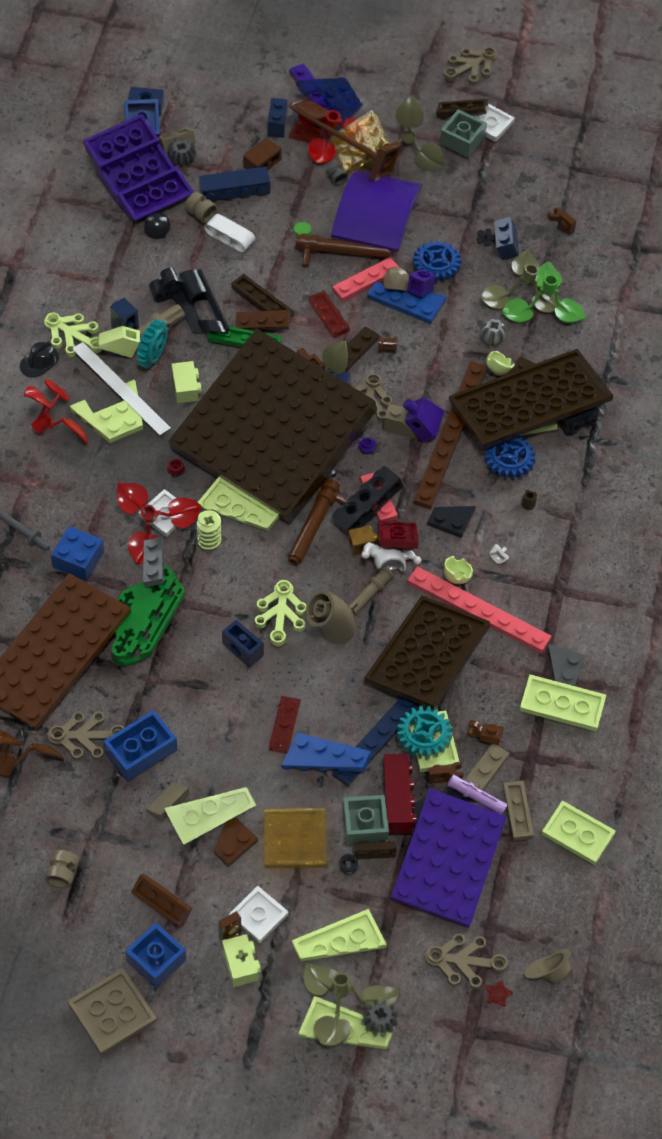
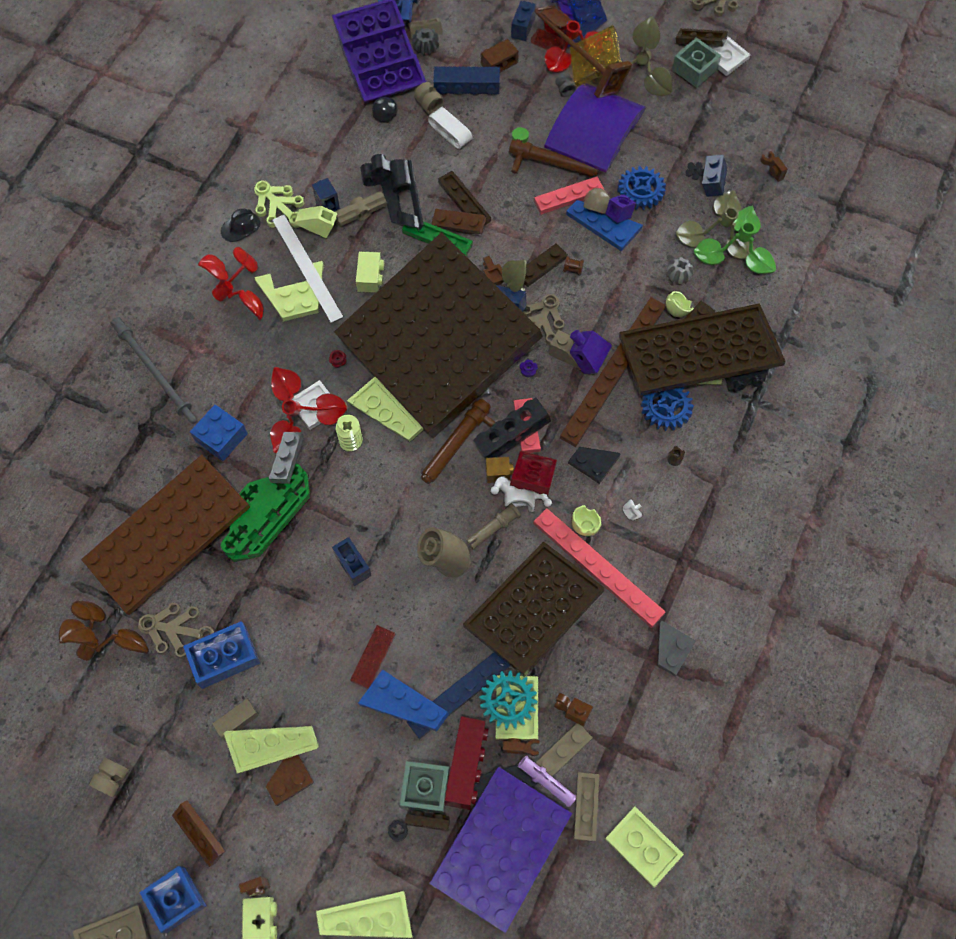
camera: 15 degrees right, 10 degrees up
(152, 343) = (344, 228): teal gear -> none
(260, 914) = (291, 871): white plate -> none
(281, 611) = (400, 530): yellowish green plant -> none
(295, 838) = (350, 790): clear yellow plate -> none
(329, 314) = (524, 225): clear red plate -> none
(562, 703) = (661, 691): yellowish green plate -> none

